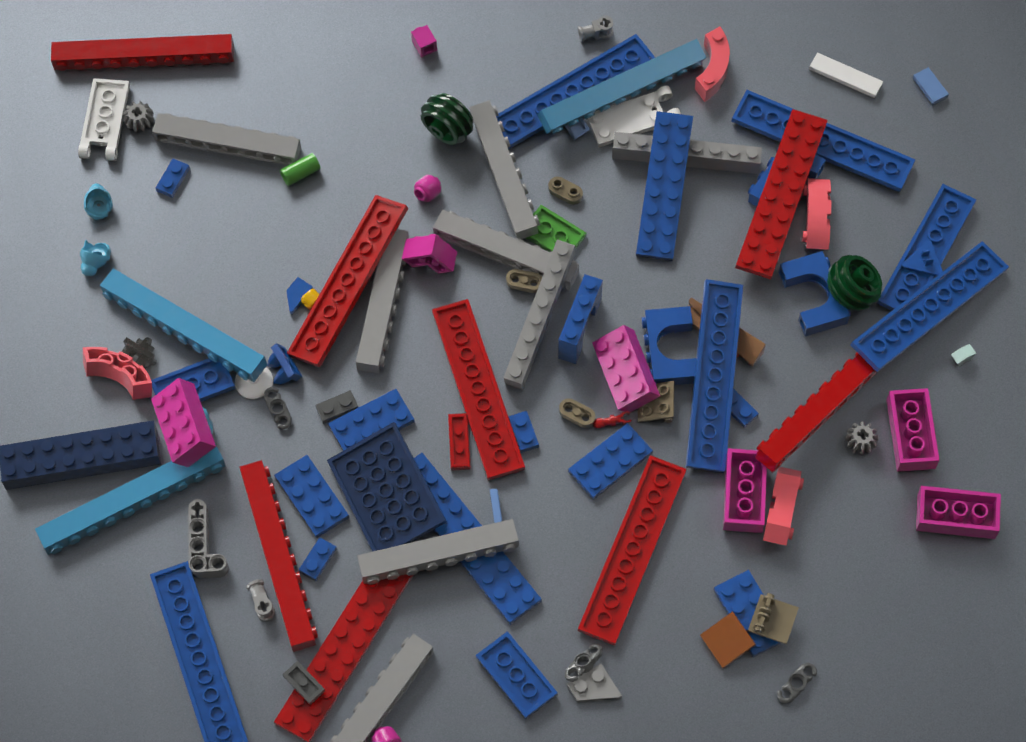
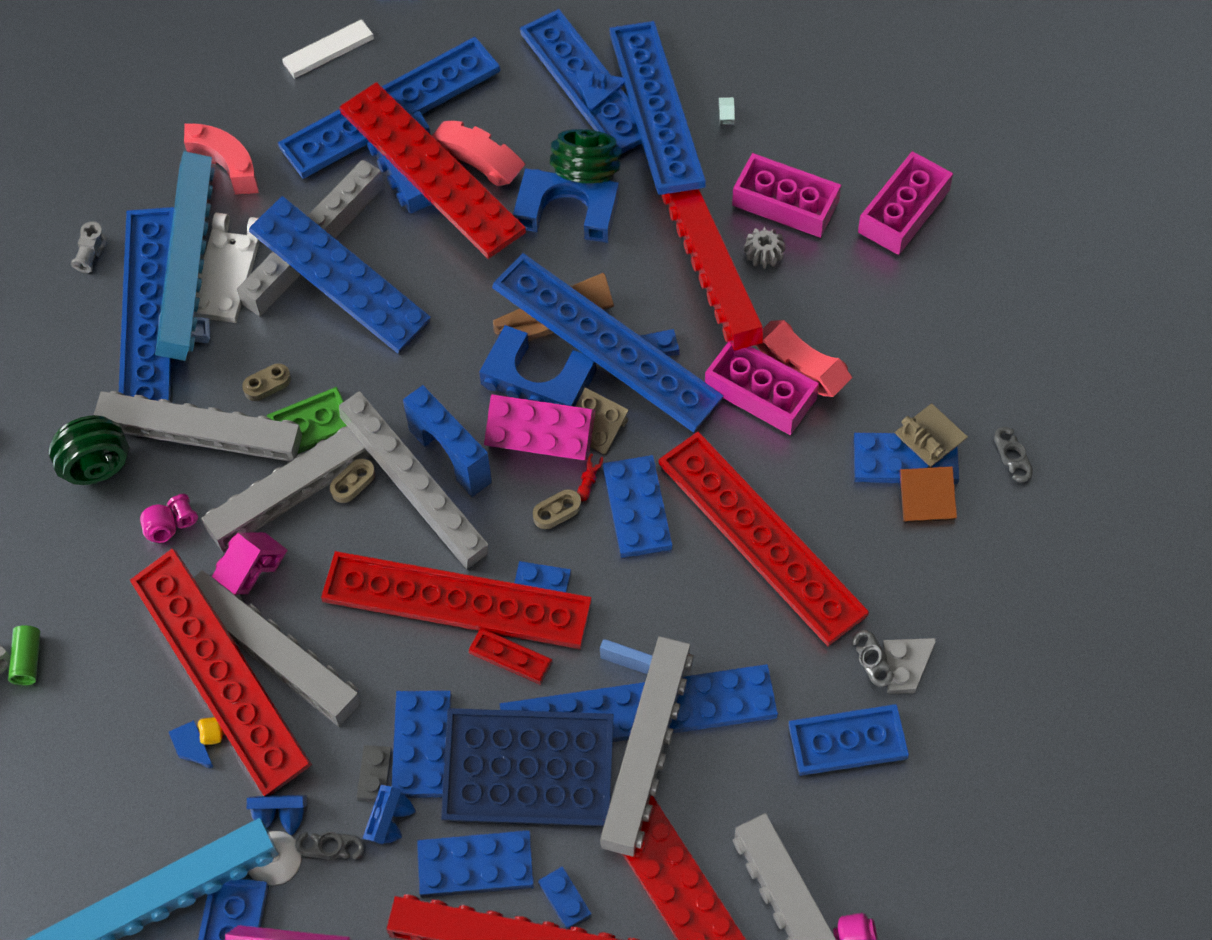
camera: 60 degrees left, 5 degrees down
(318, 424) = (387, 804): none -> blue tile
(444, 196) = (182, 510): none -> dark pink bush

